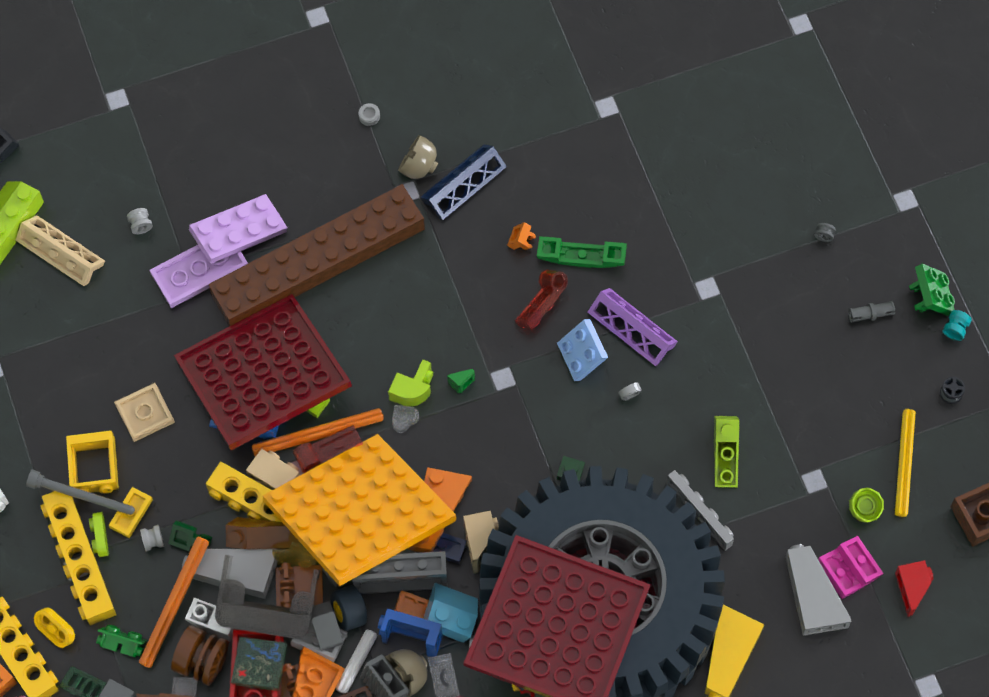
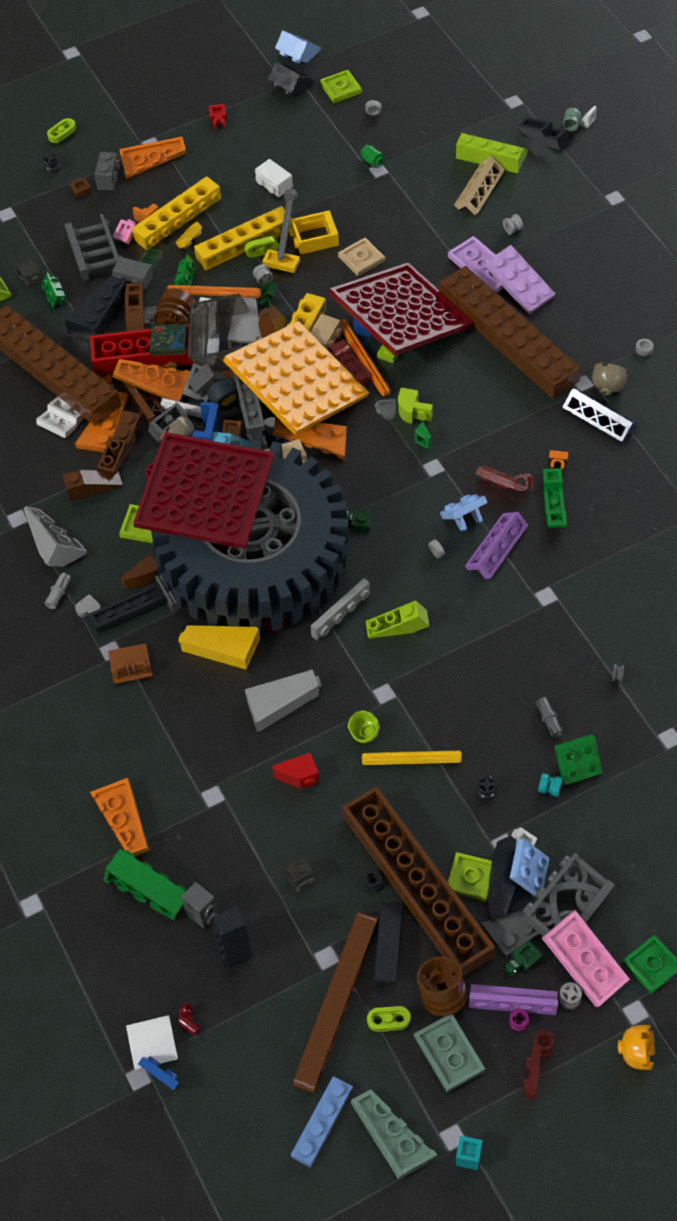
camera: 85 degrees right, 10 degrees down
(850, 567) = (309, 724): dark pink slope -> none

